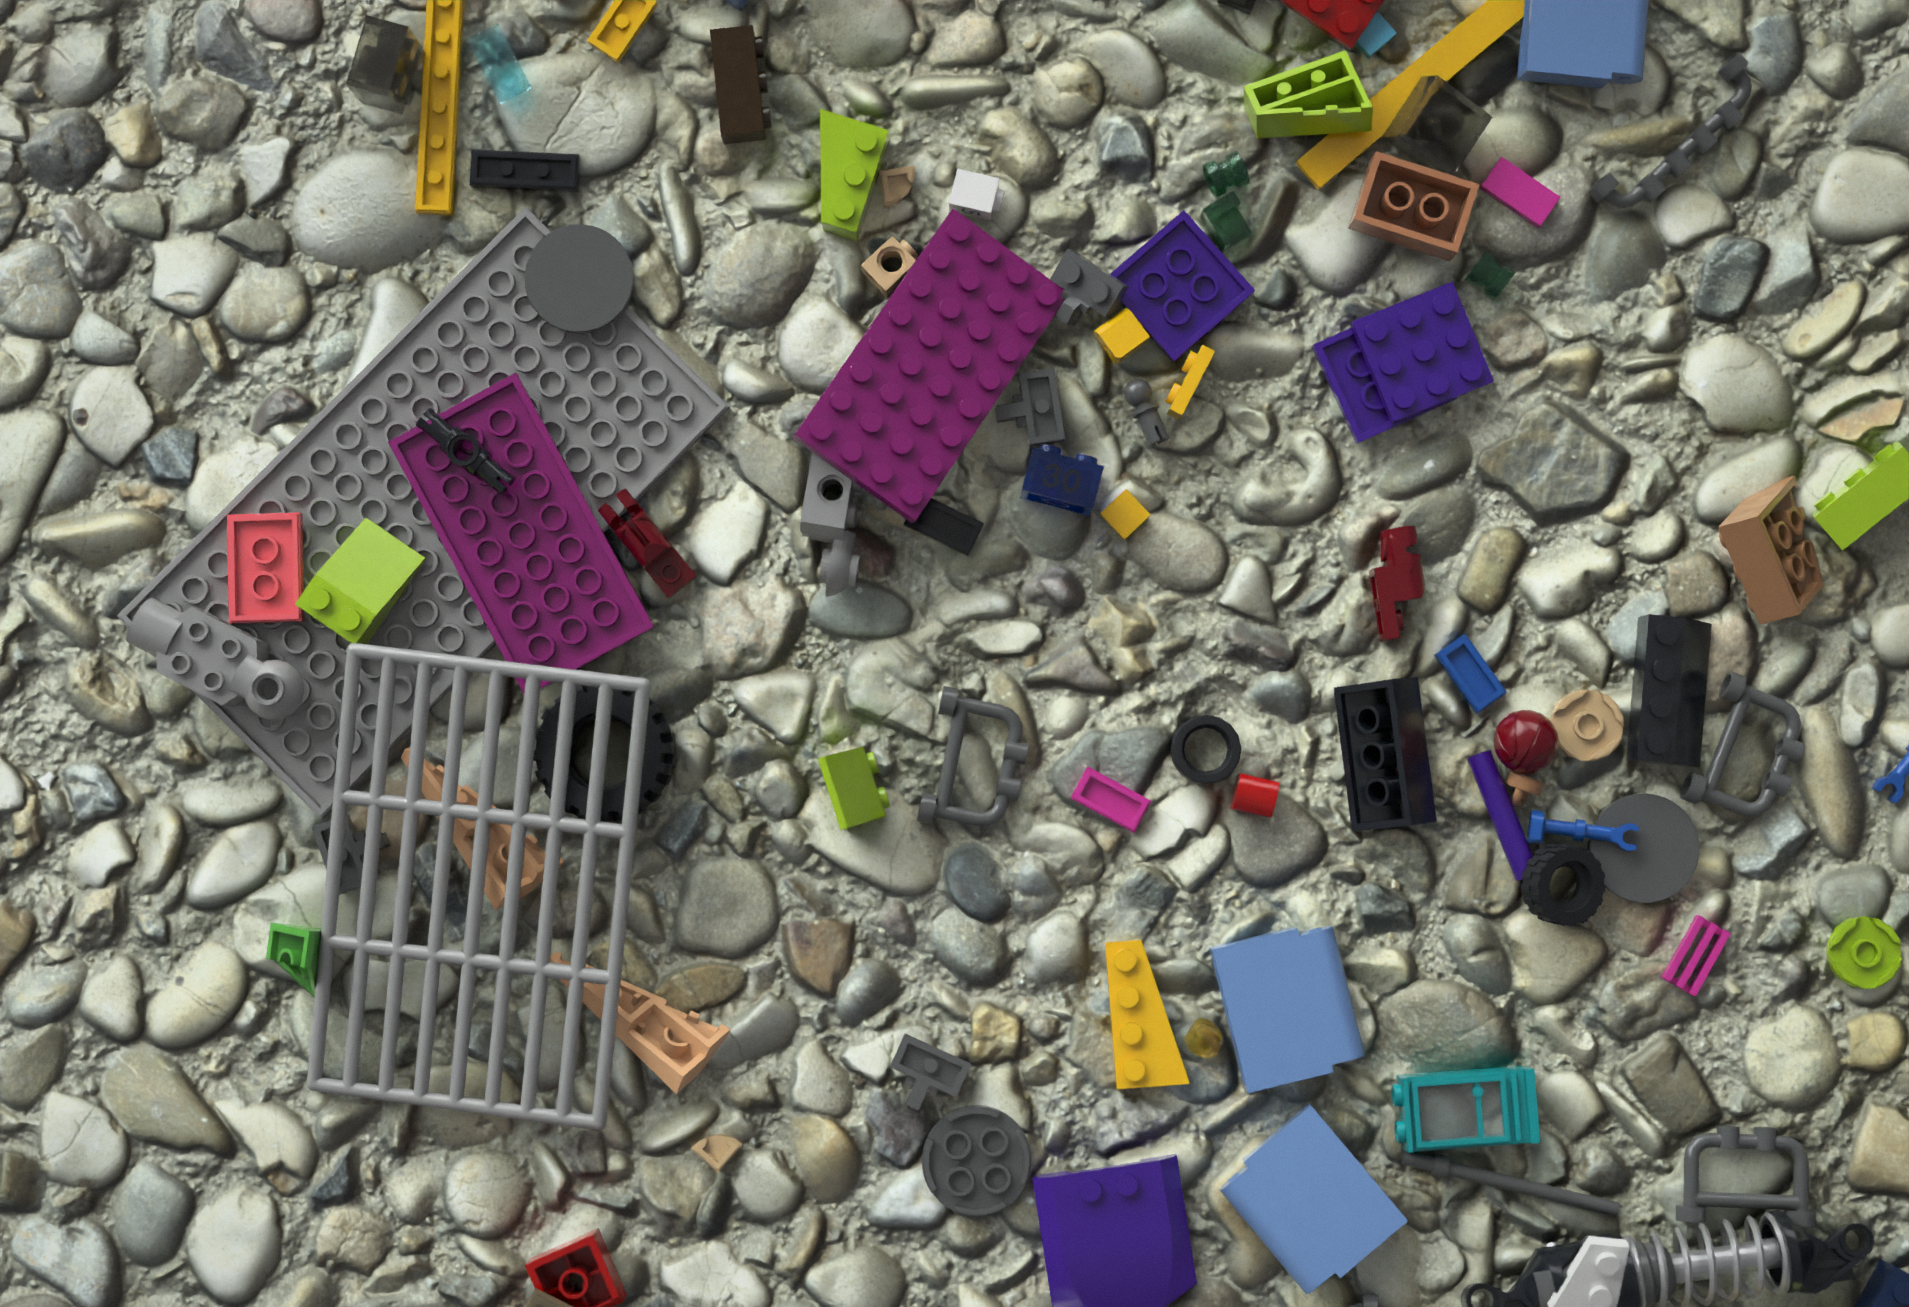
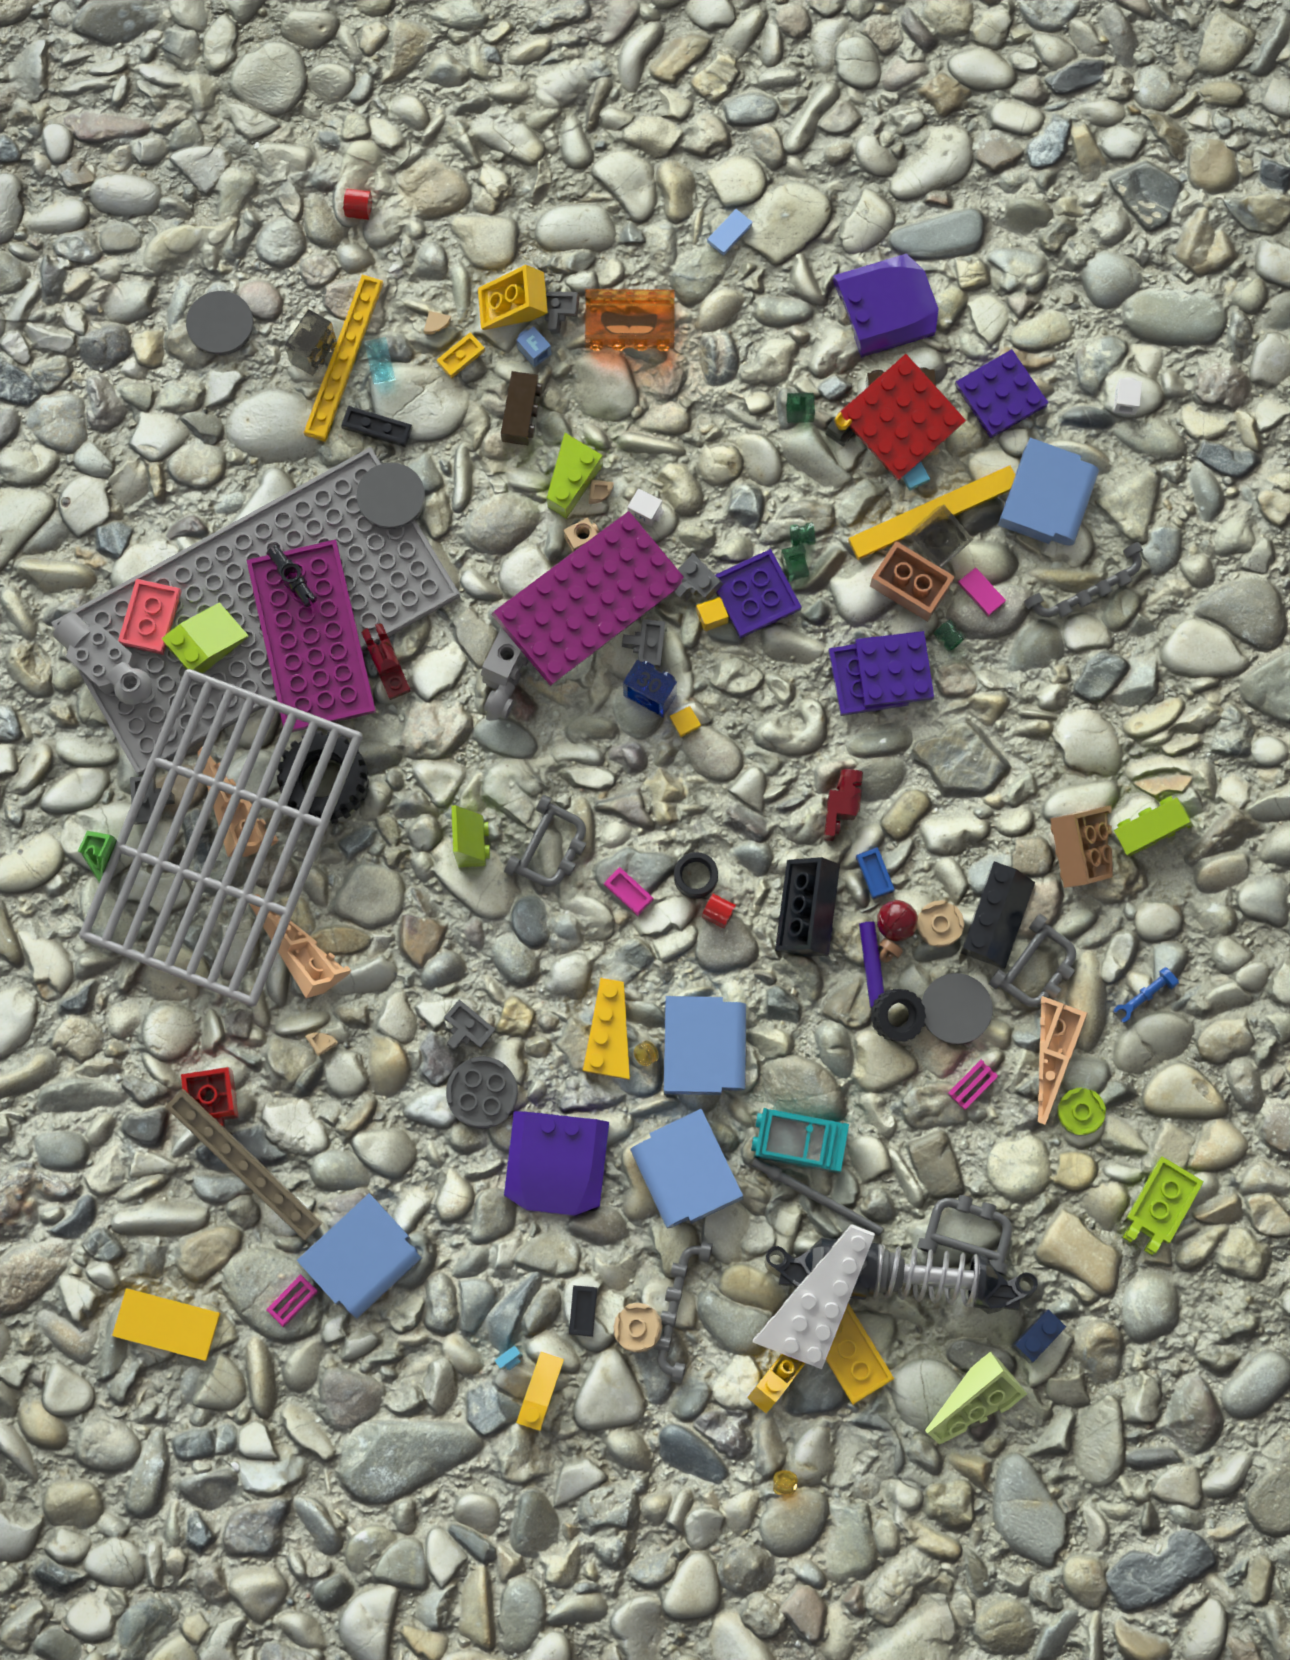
camera: 15 degrees right, 10 degrees down
(232, 66) = (219, 323): none -> dark grey tile
(947, 526) = (571, 698): black tile -> none
(1138, 394) = (713, 651): dark grey pin -> none
(1181, 394) = (752, 644): yellow plate -> none
(1309, 100) = (863, 502): lime wedge -> none
(1578, 830) = (917, 985): blue piece -> none
(1806, 849) = (1058, 1038): none -> light nougat wedge

